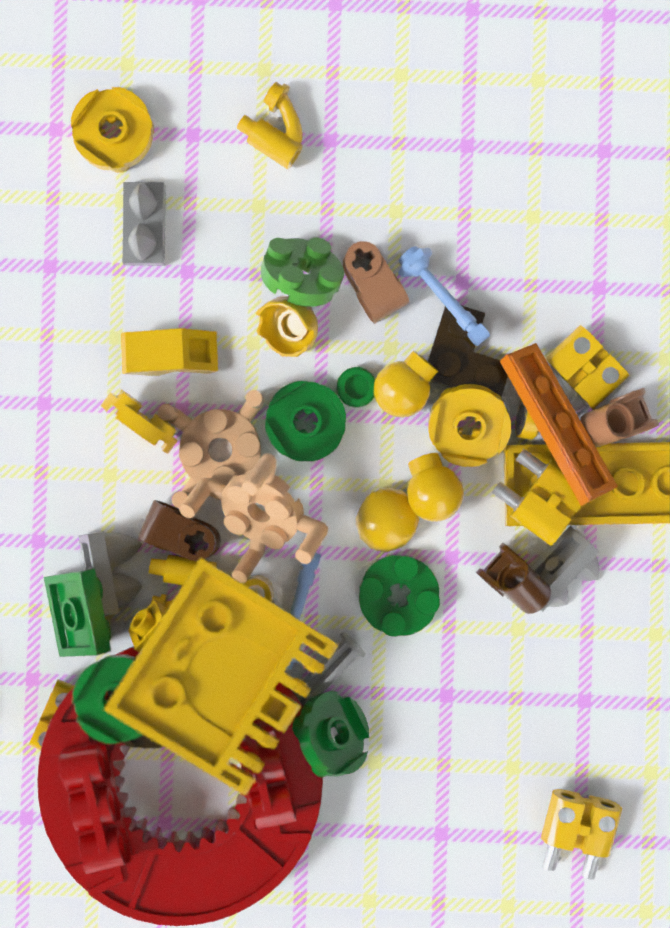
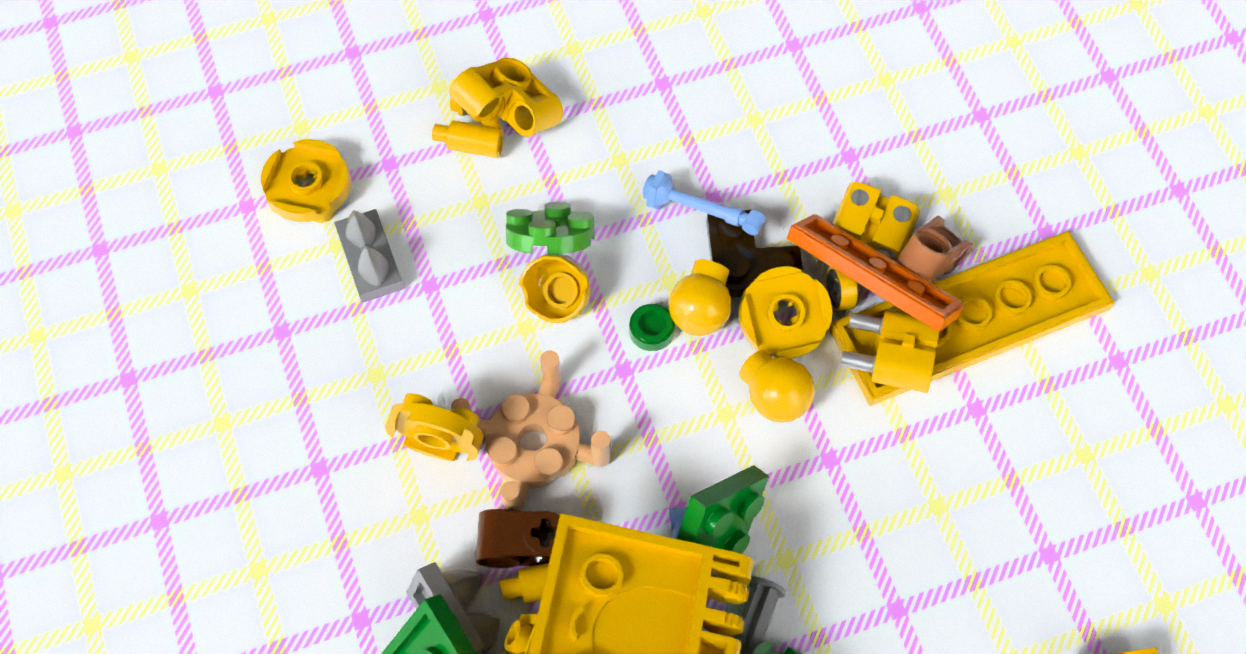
camera: 15 degrees left, 25 degrees down
(169, 351) = (431, 359): yellow slope -> none
(263, 528) = (609, 437): light nougat plate -> none
(311, 399) = (617, 401): green plate -> none
(328, 126) = (509, 92): none -> yellow piece
(334, 594) = (725, 511): none -> green plate
(378, 288) = (628, 220): nougat piece -> none
(386, 520) = (742, 439): yellow hair -> none
(422, 599) = (819, 508): green plate -> none
(516, 581) = (908, 442): reddish brown piece -> none
(564, 561) = (950, 409): light grey tile -> none

